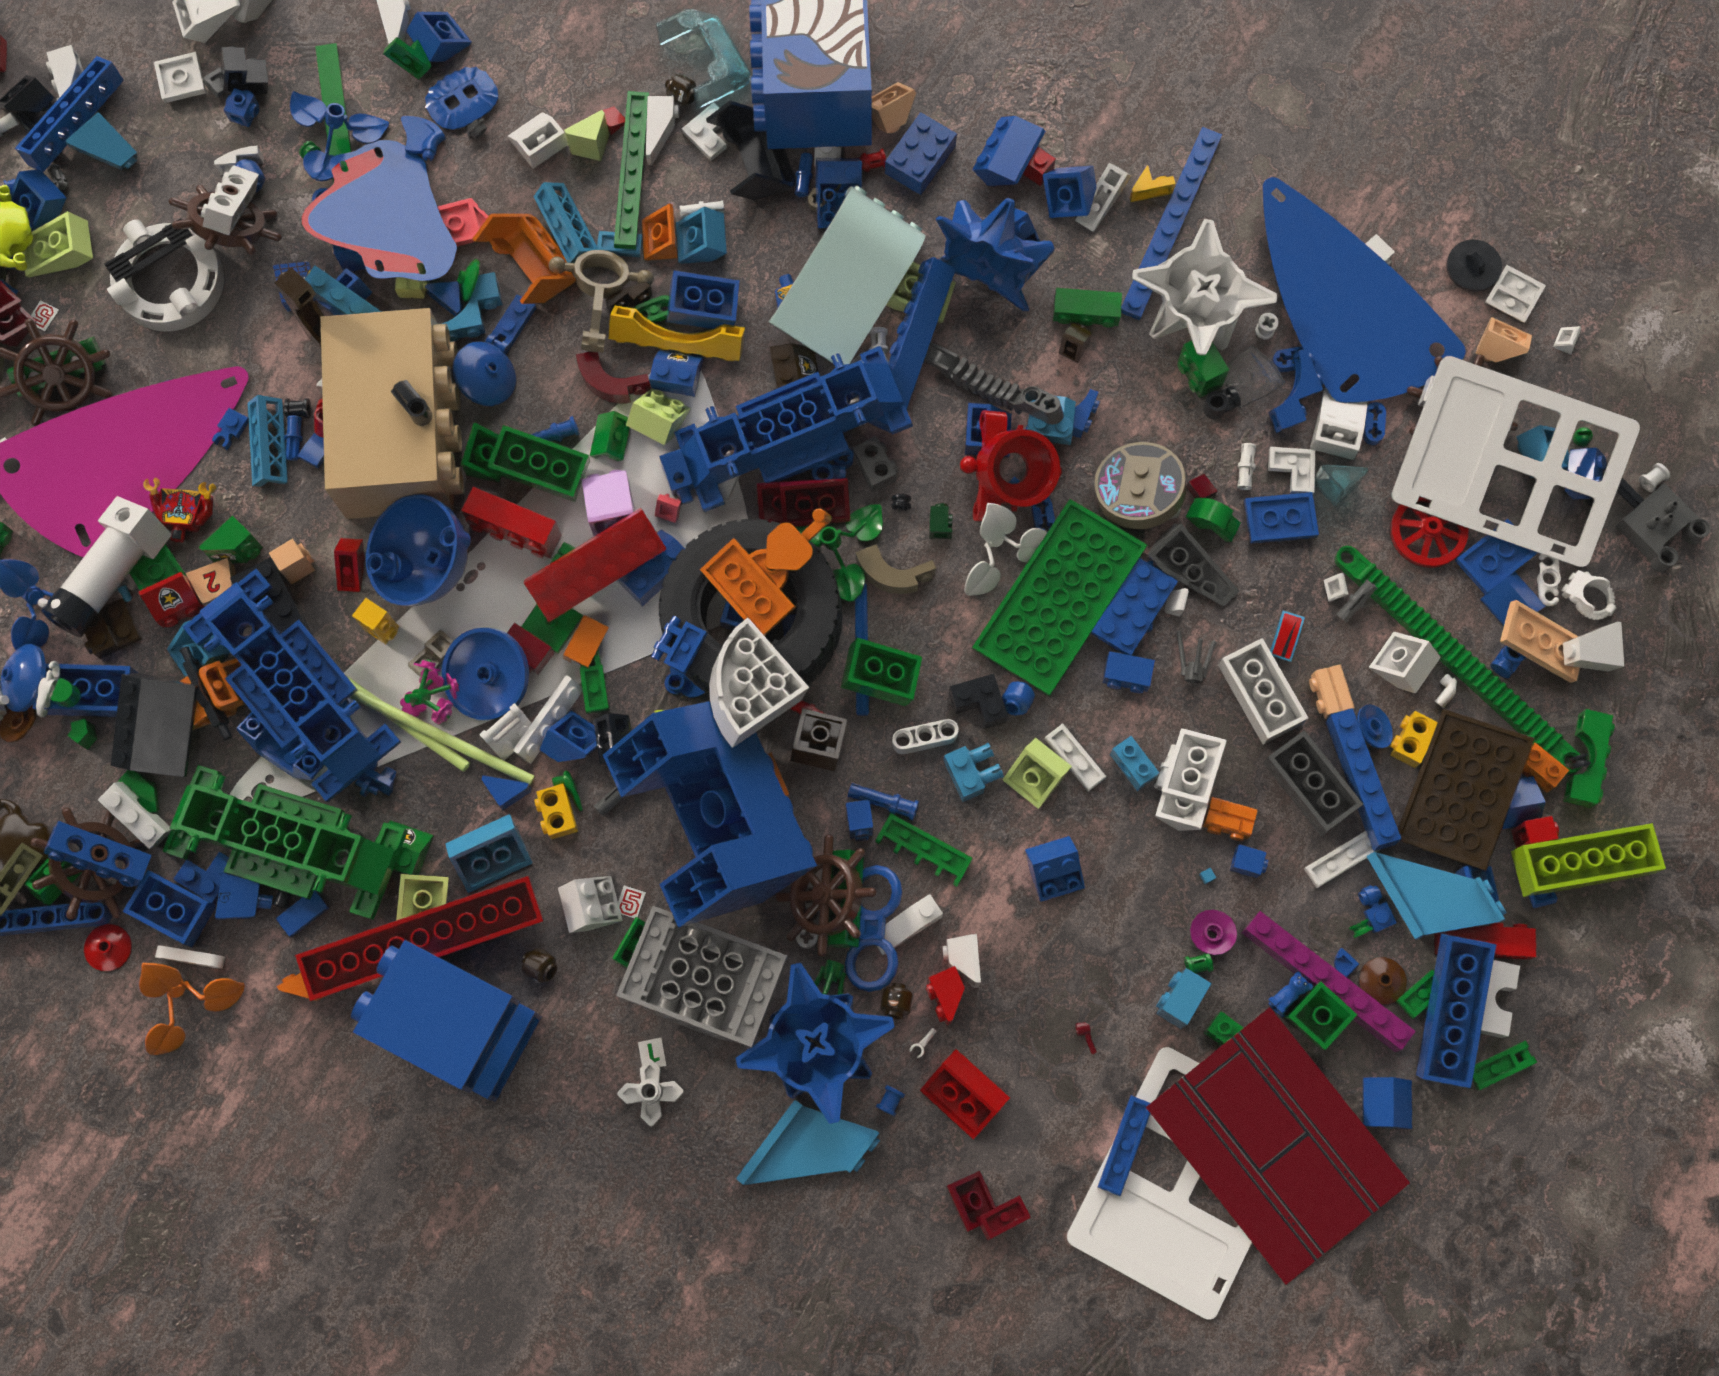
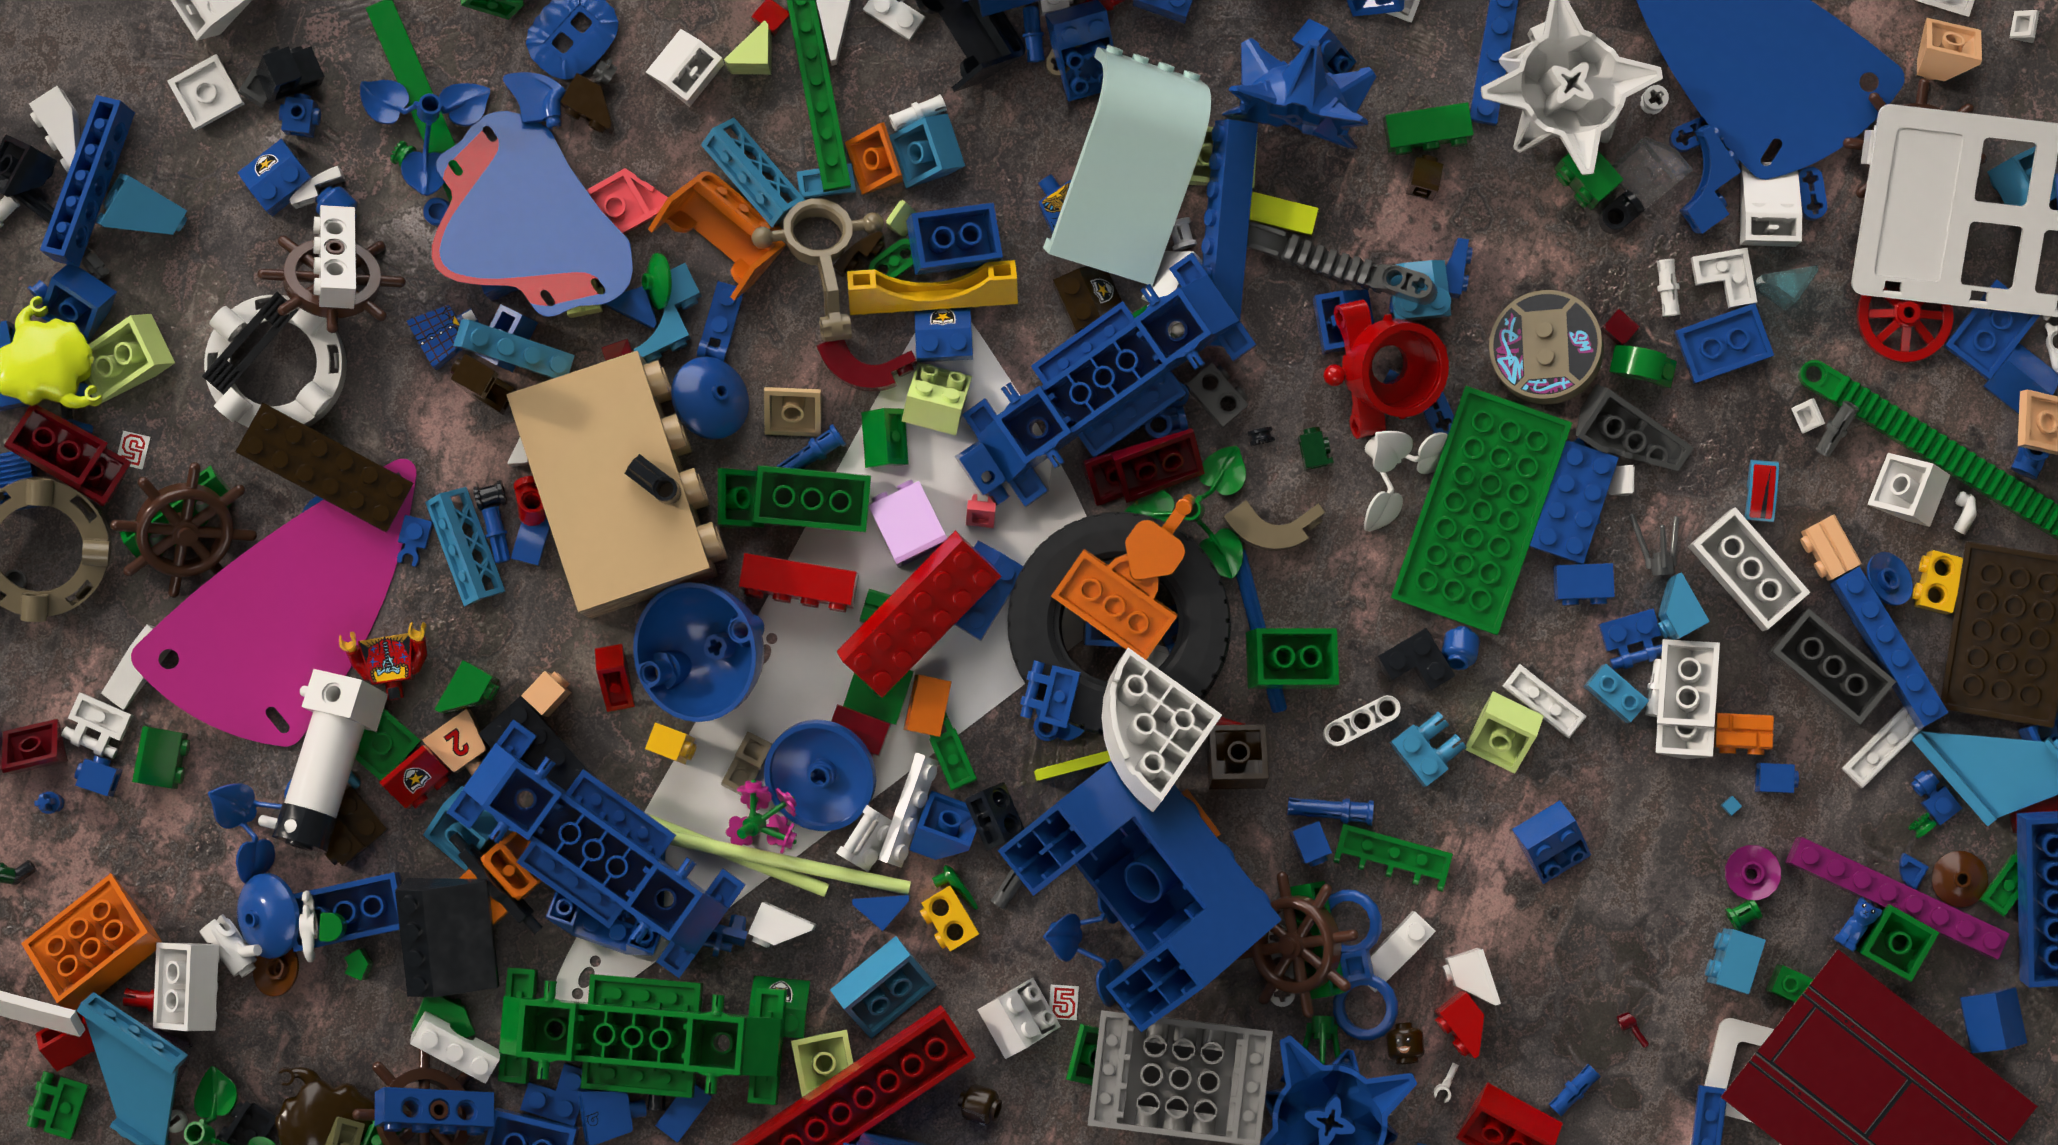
camera: 15 degrees left, 10 degrees up
(177, 356) = (324, 467): none -> dark brown plate
(209, 146) = (274, 177): none -> blue slope
(416, 782) = (777, 925): none -> white slope
(457, 145) = (587, 101): none -> dark brown slope
(545, 399) = (792, 411): none -> tan slope
(643, 844) = (1066, 936): none -> blue plant
(664, 279) = (898, 218): none -> yellowish green slope
(959, 344) = (1282, 214): none -> neon yellow tile
(1026, 1074) = (1574, 1090): none -> blue pin
(1157, 719) = (1630, 630): none -> blue plate
(1202, 709) = (1679, 609): none -> dark azure slope

